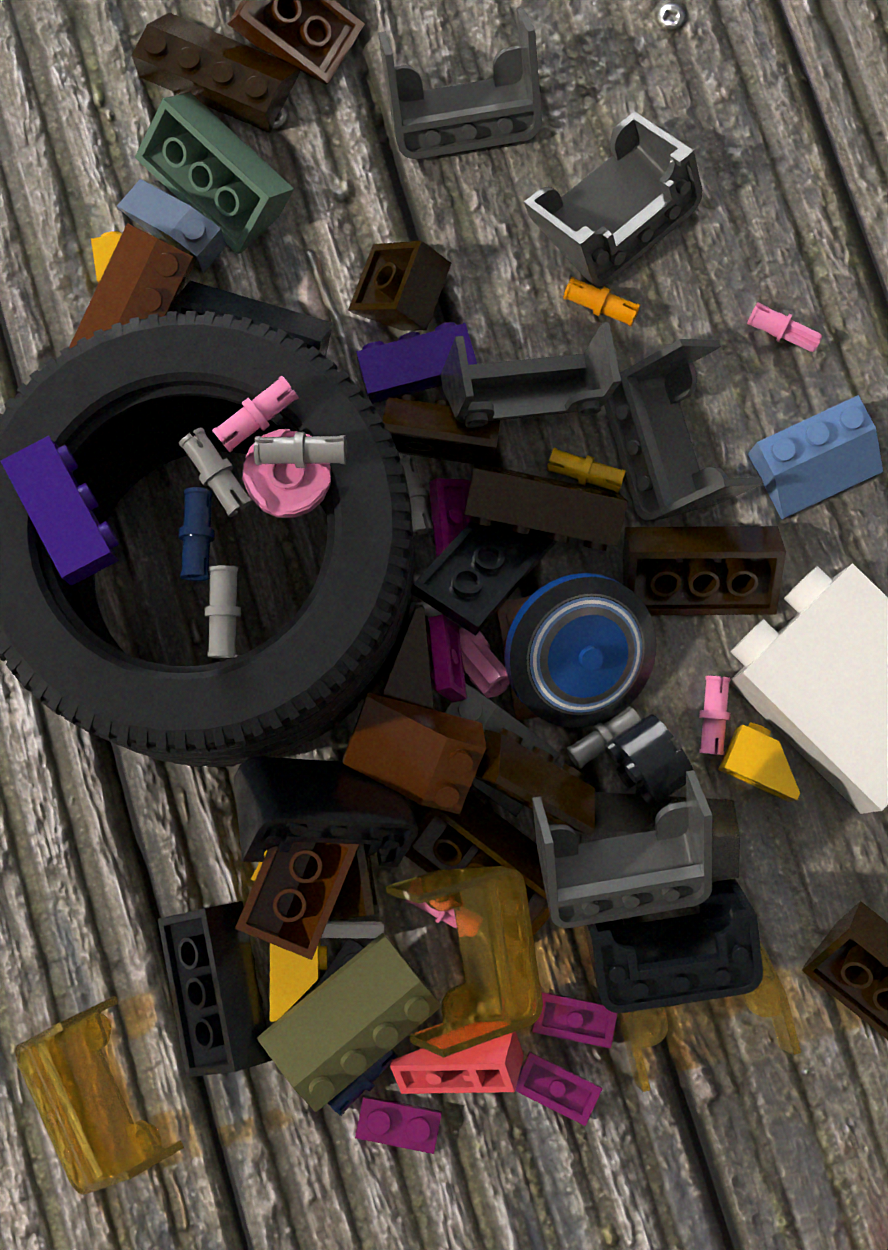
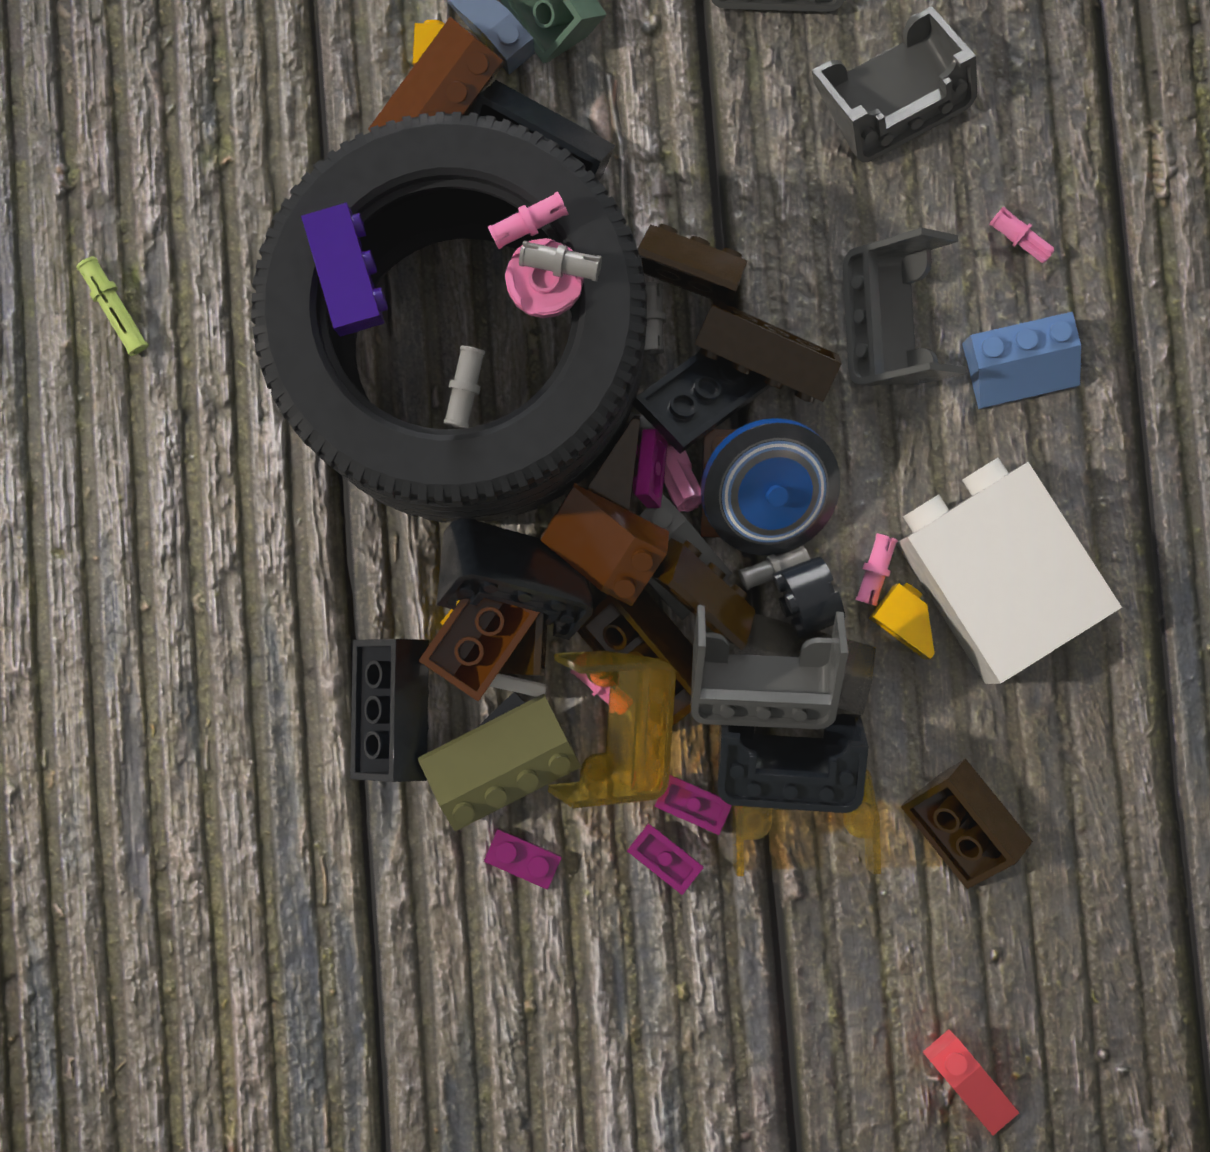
camera: 20 degrees right, 5 degrees up
(84, 1105) = (259, 780): clear yellow windscreen -> none
(196, 534) = (455, 315): dark blue pin -> none
(215, 472) = (483, 264): light grey pin -> none
(292, 977) = (459, 713): yellow slope -> none
(365, 1081) = (500, 816): dark blue pin -> none
(400, 285) = (683, 123): dark brown slope -> none
(410, 363) = (683, 197): dark purple brick -> none
(447, 508) = (681, 337): magenta plate -> none
(479, 1069) = (599, 826): coral slope -> none
(531, 385) = (779, 241): dark grey windscreen -> none
(586, 470) = (812, 327): yellow pin -> none
(601, 301) = (862, 176): light orange pin -> none
(705, 569) = (897, 438): dark brown slope -> none

